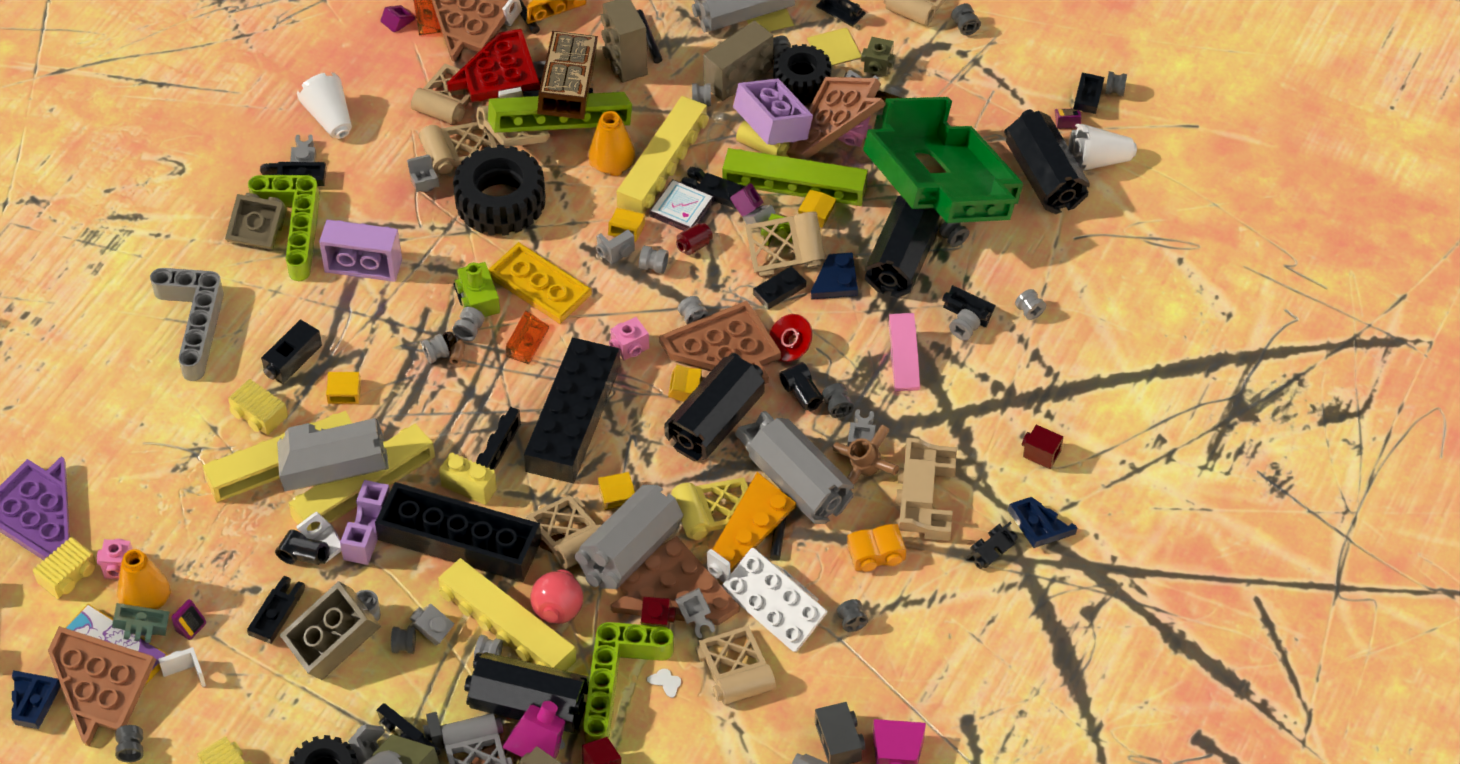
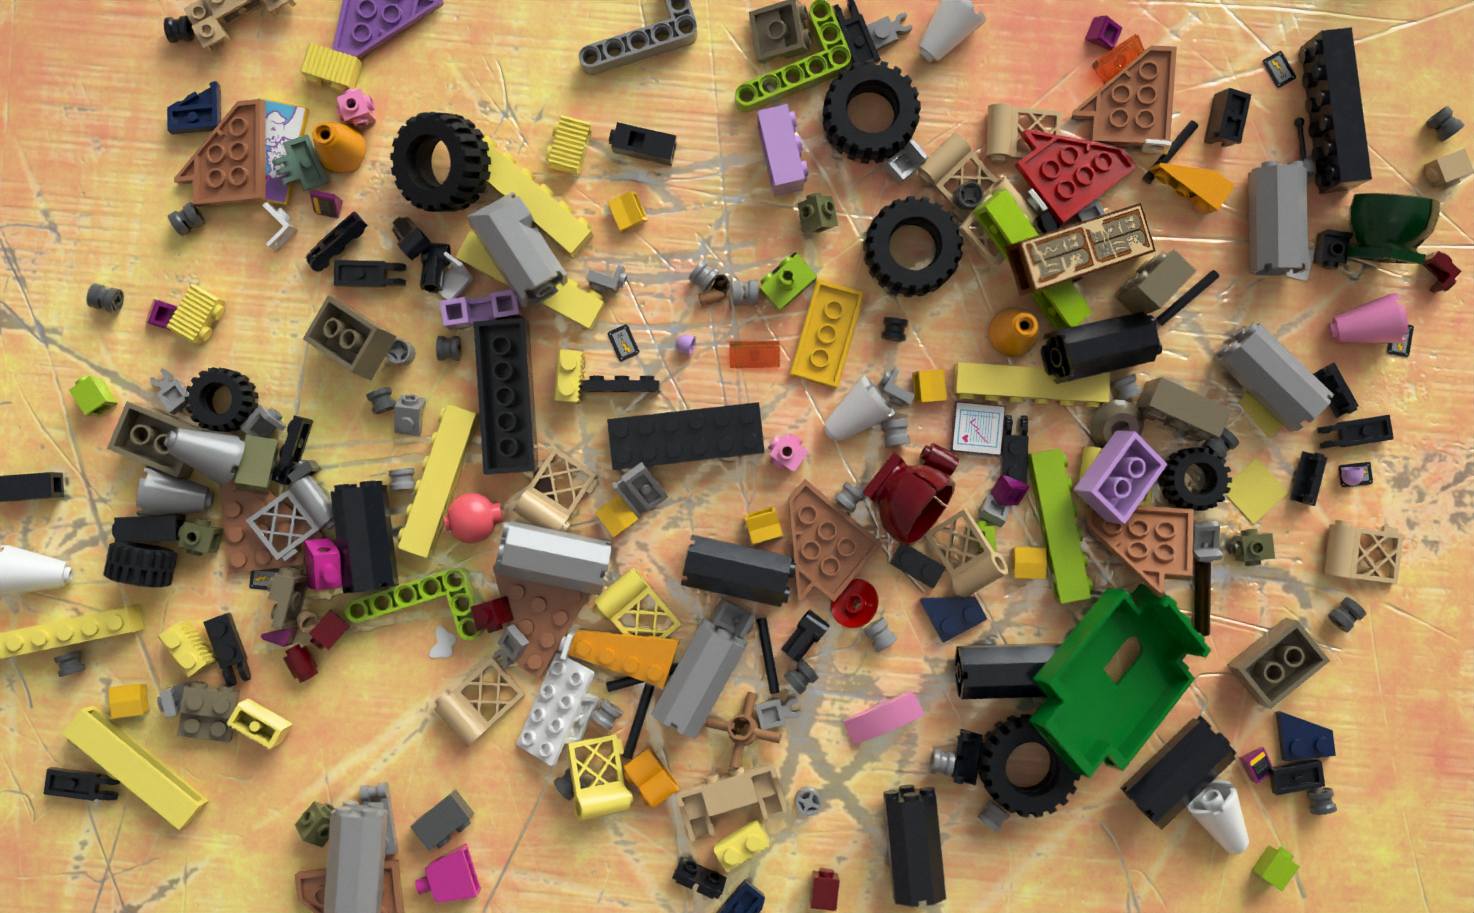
camera: 70 degrees right, 35 degrees up
(195, 464) = (414, 162): none -> black tyre
(229, 623) = (335, 241): none -> black hinge
(270, 550) = (411, 238): none -> black piece
(362, 158) = (878, 80): none -> black tyre
(385, 567) = (448, 348): none -> dark grey wheel
(398, 419) = (602, 282): none -> light grey bracket
(437, 243) = (817, 213): none -> olive brick
(459, 436) = (623, 342): none -> sticker
(477, 137) = (972, 192): none -> dark grey wheel
(489, 385) = (686, 344): none -> lavender hinge
(562, 230) = (894, 329): none -> black wheel
(601, 455) = (640, 490): none -> light grey plate
(619, 273) = (858, 411): none -> white cone
(656, 89) = (1100, 347): none -> black brick
(713, 258) = (907, 498): none -> dark red plate
(722, 112) = (1113, 417): none -> dark tan piece
(799, 562) = (606, 714): none -> light grey wheel
(811, 423) = (768, 655): none -> black bar
(819, 544) = (638, 721): none -> black bar
(827, 330) = (880, 634): none -> light grey wheel
(873, 590) = (603, 798): none -> light yellow piece
(951, 431) = (808, 806): none -> light grey wheel
(973, 496) = (741, 844): none -> light yellow brick
(984, 71) = (1278, 662): none -> dark tan brick
(1000, 237) = (1025, 800): none -> black tyre
(1028, 362) = (914, 845): none -> black brick
(1058, 81) = (1303, 739): none -> dark blue wing
(1161, 130) = (1276, 867): none -> lime brick

